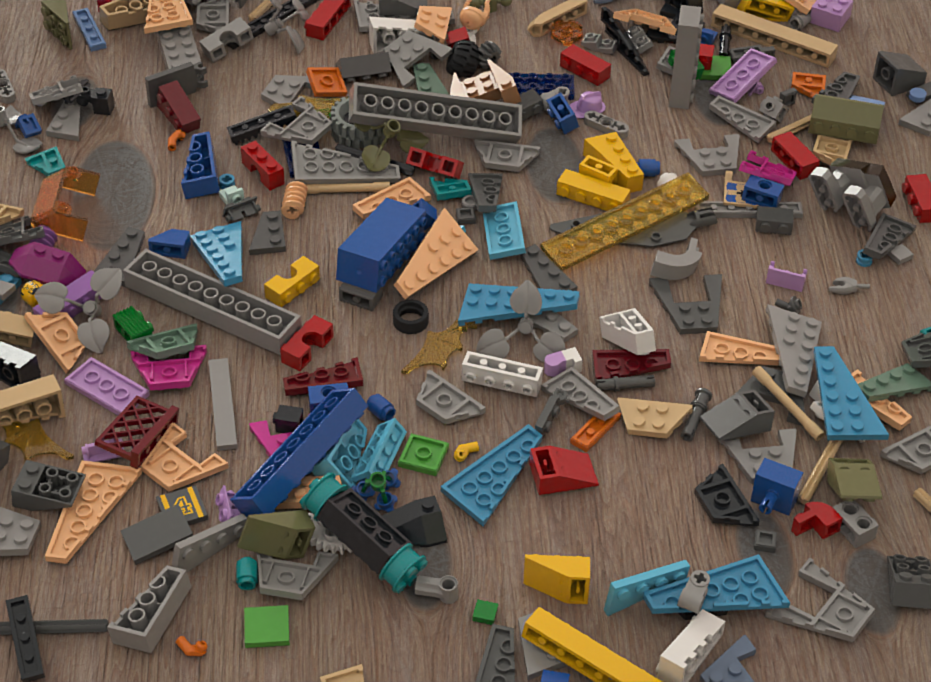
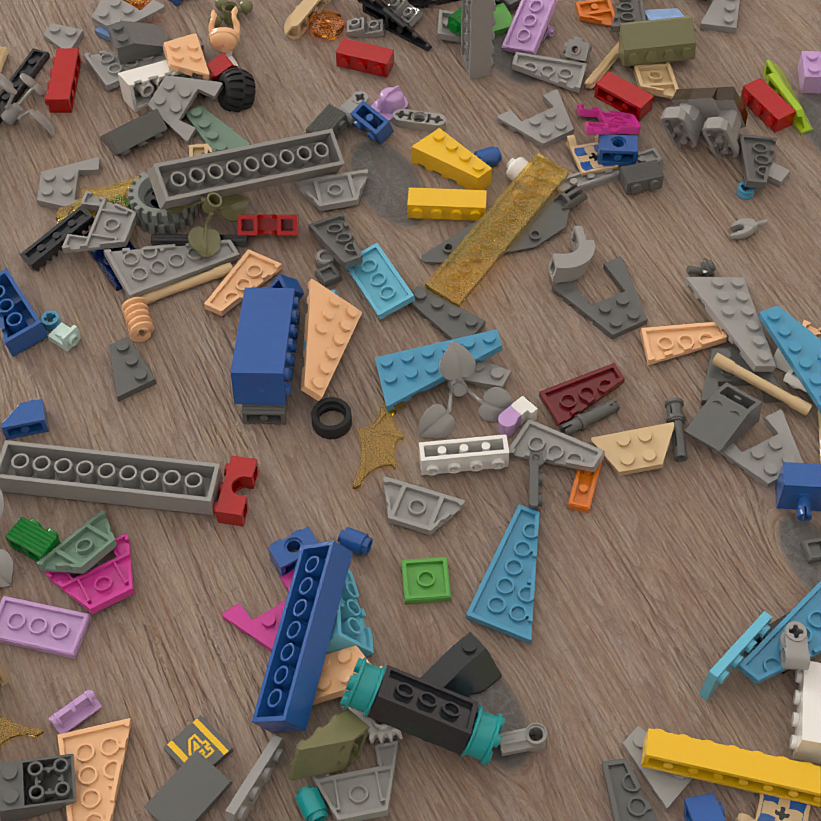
camera: 20 degrees left, 10 degrees up
(150, 435) = (123, 680): dark red fence -> none
(173, 467) = (165, 702): light nougat wing -> none
(222, 251) = (91, 411): dark azure wing -> none
(222, 404) = (180, 600): light grey tile -> none
(225, 505) = (254, 738): lavender hinge -> none
(233, 211) = (78, 355): dark grey hinge -> none
(270, 171) = (94, 292): red arch -> none
(287, 418) = (263, 593): black brick -> none
(303, 275) = (180, 435): yellow arch -> none
(326, 82) = (103, 163): orange plate -> none
(341, 373) = (291, 516): dark red wing -> none
(380, 449) = (386, 595): medium azure fence -> none
(380, 483) = (405, 641): blue plant -> none
(450, 188) = (296, 248): teal wing -> none
(464, 449) = (465, 559): yellow arm -> none
(485, 612) = (584, 748): green tile -> none
(487, 86) = (280, 117): wedge -> none
(488, 51) = (262, 77): dark grey gear -> none
(543, 82) = (313, 99): clear blue tile -> none
(559, 576) = (647, 678): yellow slope -> none
(561, 469) = (578, 547): red slope -> none
(599, 169) = (443, 177): yellow brick -> none
(628, 331) = (569, 358): white wedge -> none
(724, 500) = (755, 519): black wing -> none
(786, 278) = (684, 239): lavender hinge -> none
(788, 96) = (584, 30): dark grey tile -> none

